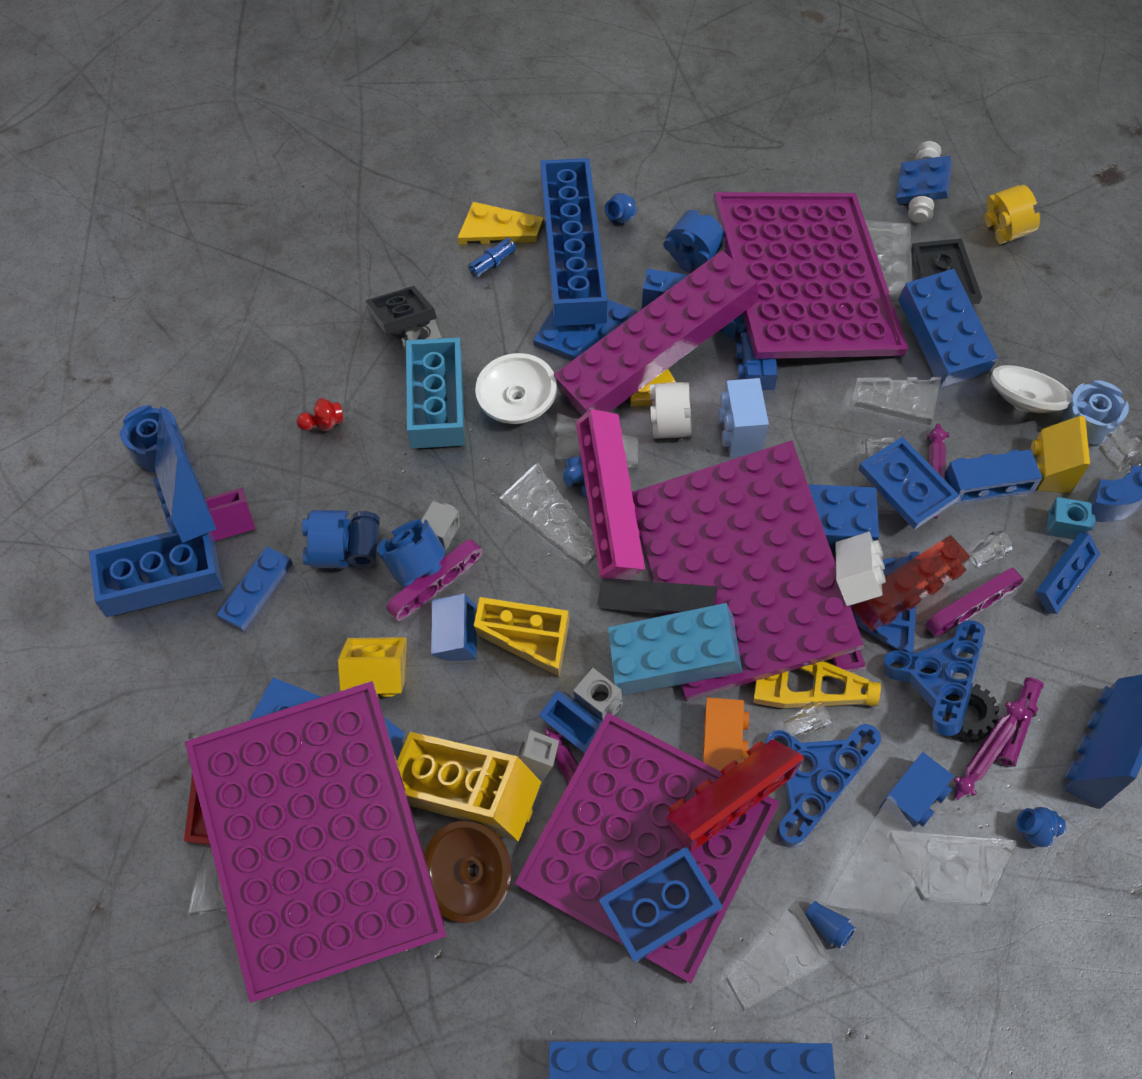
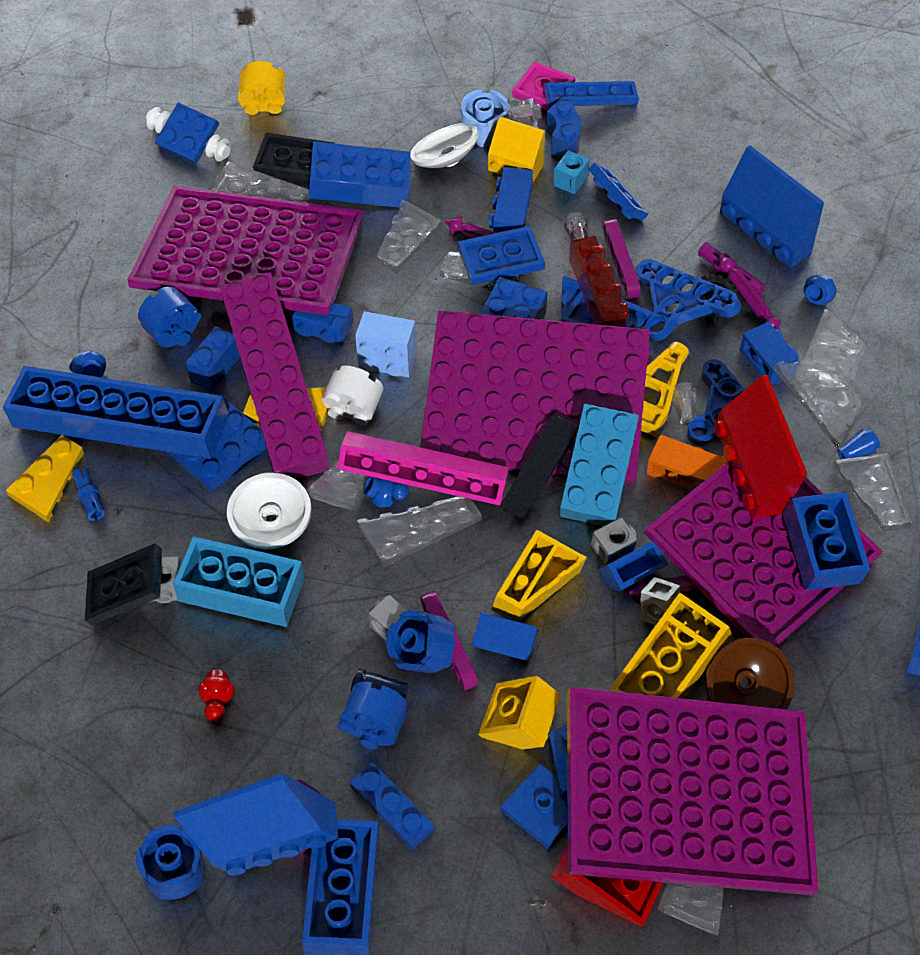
camera: 70 degrees left, 5 degrees down
(859, 568) = (579, 306): white brick -> none

